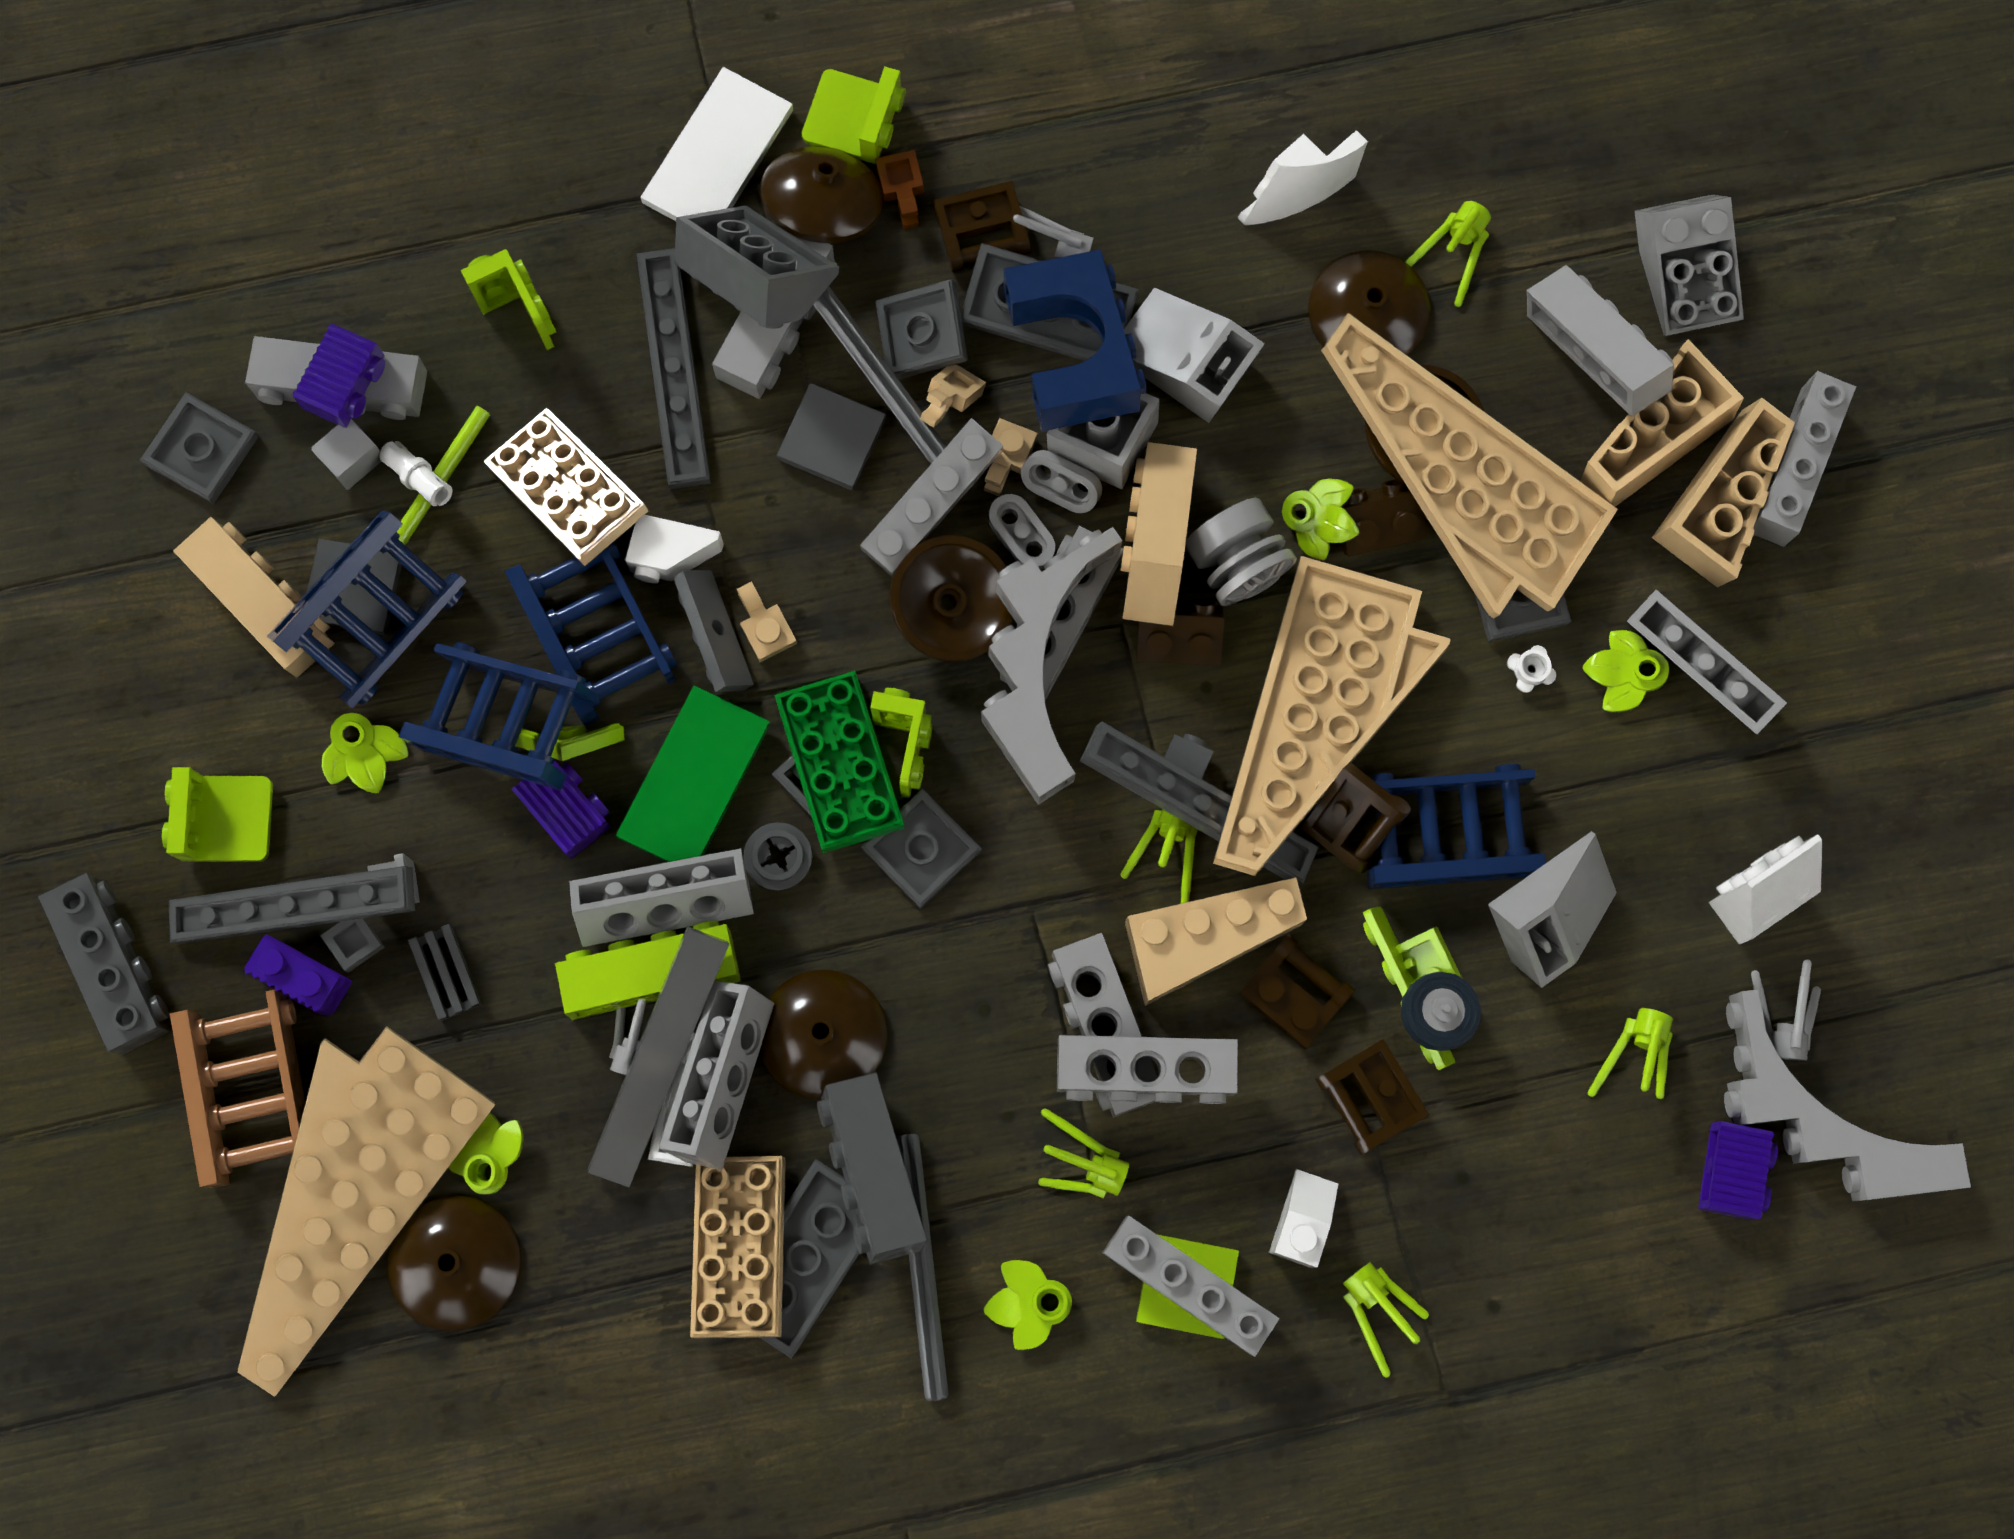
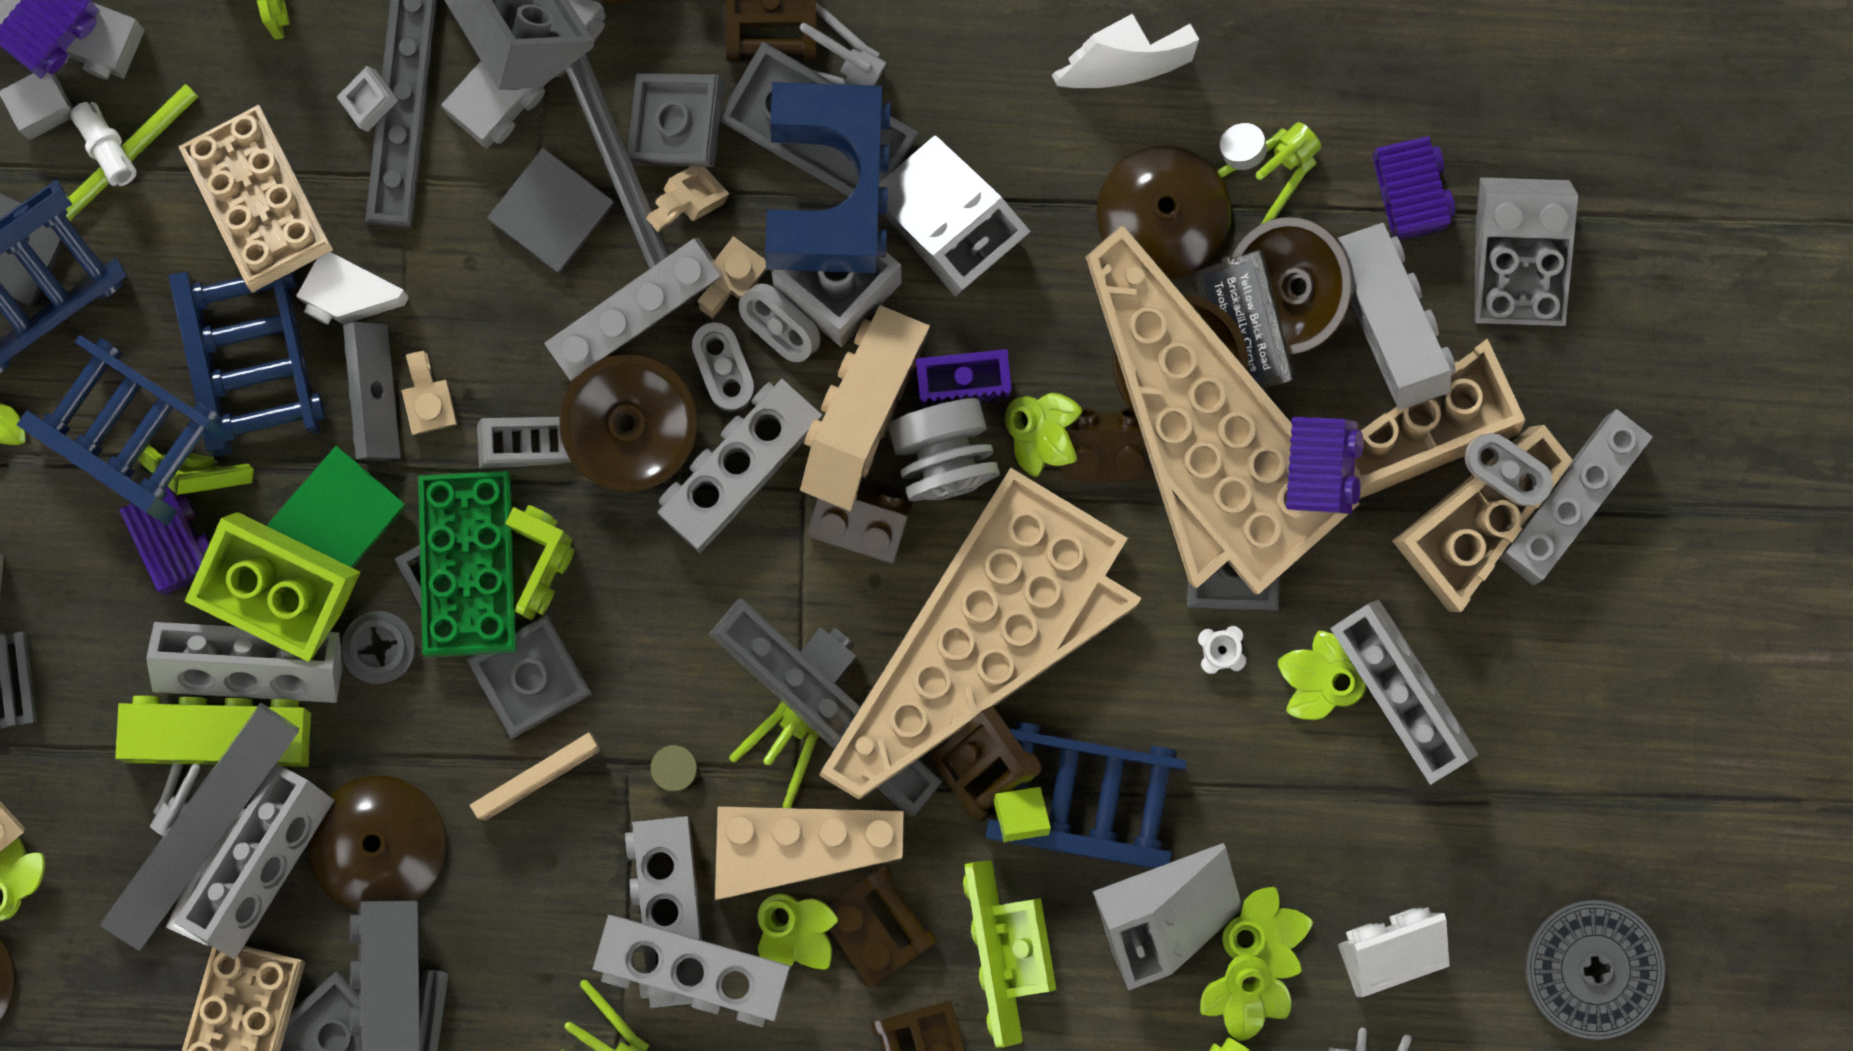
camera: 15 degrees right, 5 degrees up
(643, 378) = (367, 98): none -> light grey tile
(669, 820) = (271, 585): none -> lime slope
(840, 632) = (507, 458): none -> light grey slope
(952, 935) = (535, 777): none -> tan tile
(1020, 718) = (661, 571): light grey arch -> none
(1074, 897) = (673, 768): none -> olive tile
(1232, 1014) = (801, 937): none -> lime plate
(1250, 478) = (963, 377): none -> dark purple brick
(1403, 853) = (1022, 814): none -> lime tile
(1423, 234) = (1243, 146): none -> tile
(1440, 1011) = (1013, 989): black wheel -> none
(1466, 354) = (1246, 294): none -> piece
(1475, 333) = (1310, 252): none -> dark brown dish
(1580, 232) = (1413, 188): none -> dark purple brick
(1583, 477) = (1323, 465): none -> dark purple brick
(1646, 973) = (1246, 1003): none -> lime plate
(1650, 907) = (1273, 932): none -> lime plate
(1742, 442) = (1508, 466): none -> light grey plate
(1943, 898) = (1625, 990): none -> piece

